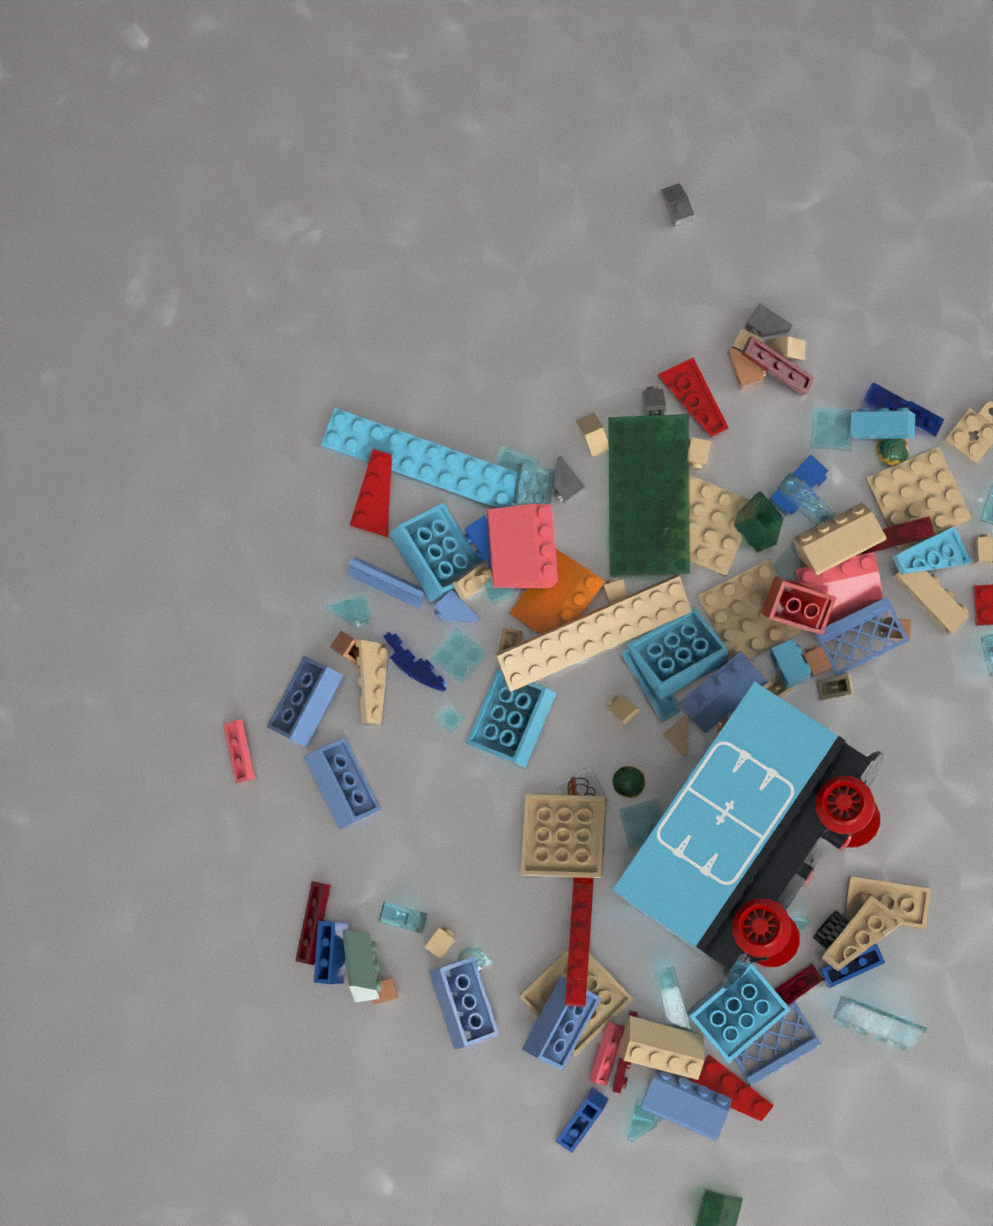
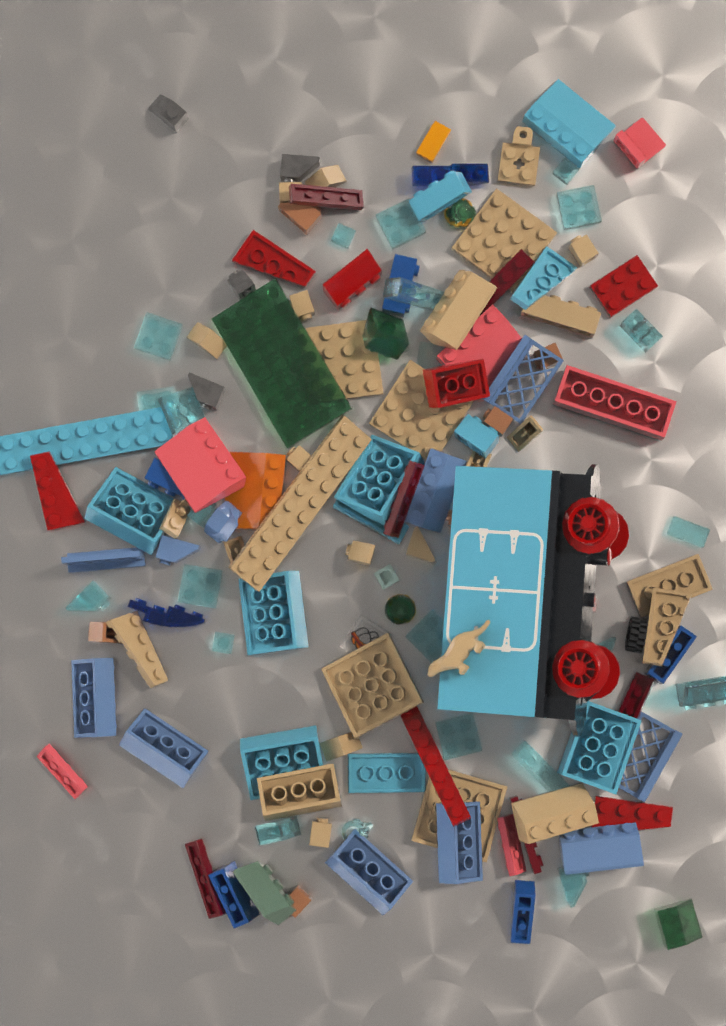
camera: 25 degrees left, 0 degrees up
(442, 859) = (279, 754): none -> medium azure slope
(442, 894) = (299, 792): none -> tan slope
(503, 874) = (340, 746): none -> tan slope
(512, 610) = (223, 522): none -> medium blue slope
(530, 922) = (386, 773): none -> medium azure tile
(550, 405) = (158, 336): none -> clear light blue plate
(615, 928) = (458, 736): none -> clear light blue plate
(633, 745) = (386, 576): none -> light aqua plate
(661, 849) = (458, 652): none -> tan animal
(690, 683) = (404, 498): none -> dark red plate
(758, 456) = (352, 280): none -> red slope
(773, 409) = (343, 236): none -> clear light blue plate
(906, 370) = (433, 141): none -> light orange tile
(933, 863) = (688, 531): none -> clear light blue tile
(934, 706) = (614, 402): none -> coral brick

